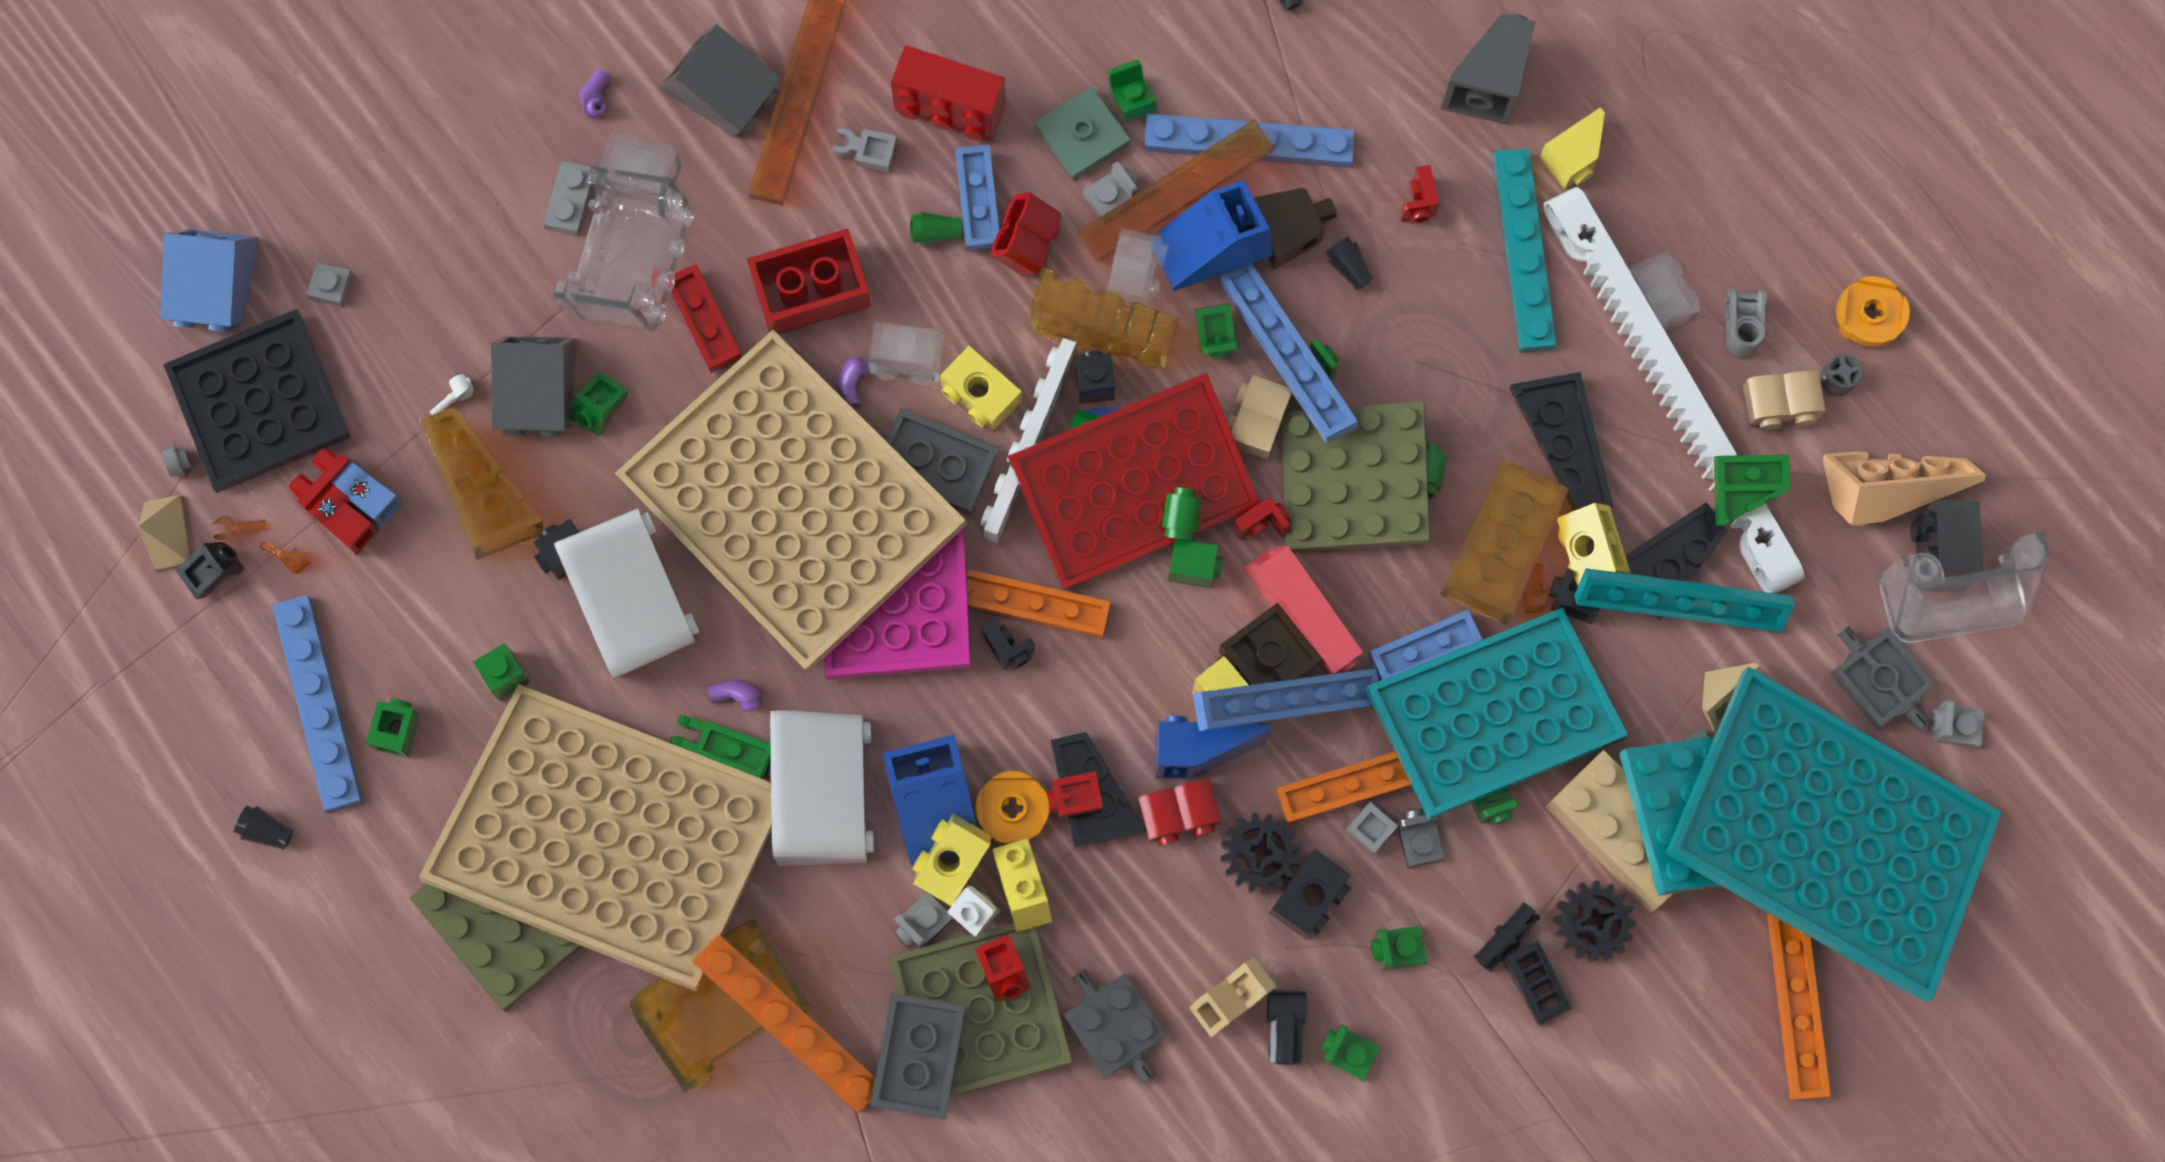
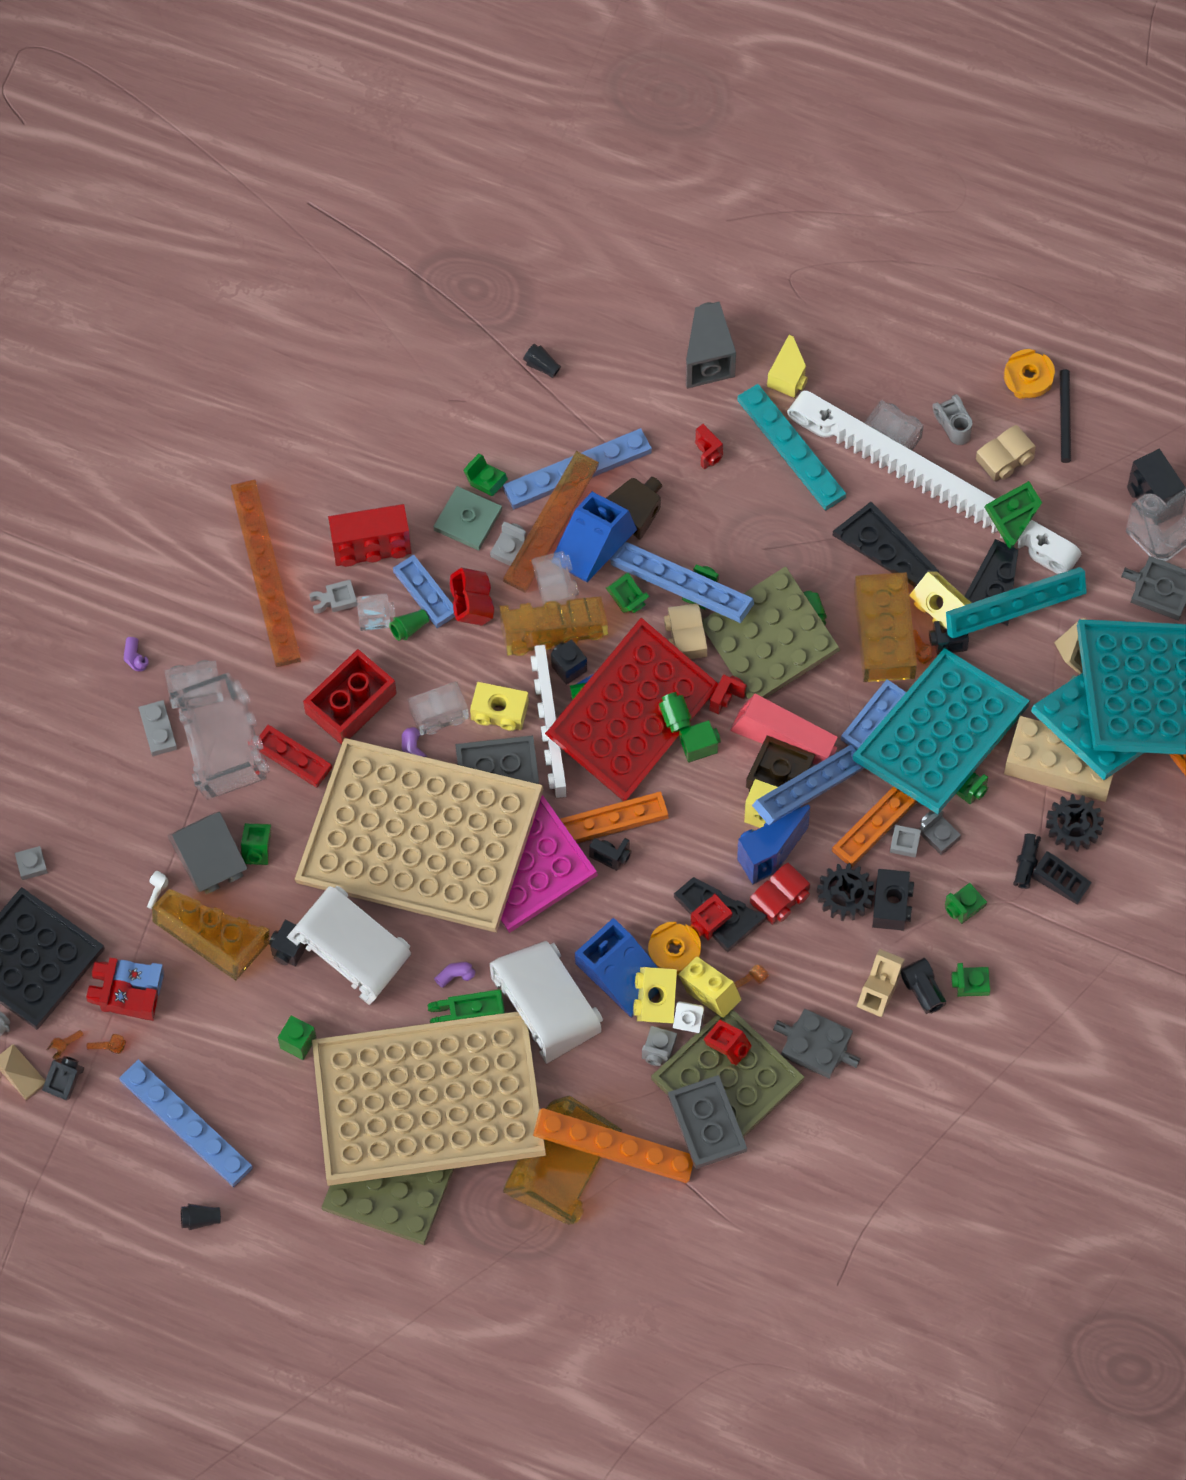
camera: 25 degrees left, 10 degrees down
(385, 715) = (250, 1119): green brick -> none
(722, 82) = (215, 603): dark grey slope -> none
(902, 191) = (375, 611): none -> clear brick
(1094, 896) = (757, 973): none -> clear orange hand
(1349, 262) = (687, 510): black cone -> none
(1845, 367) = (1035, 415): dark grey wheel -> none
(1882, 489) = (1098, 476): light nougat wedge -> none
(1886, 389) = (1065, 418): none -> black bar

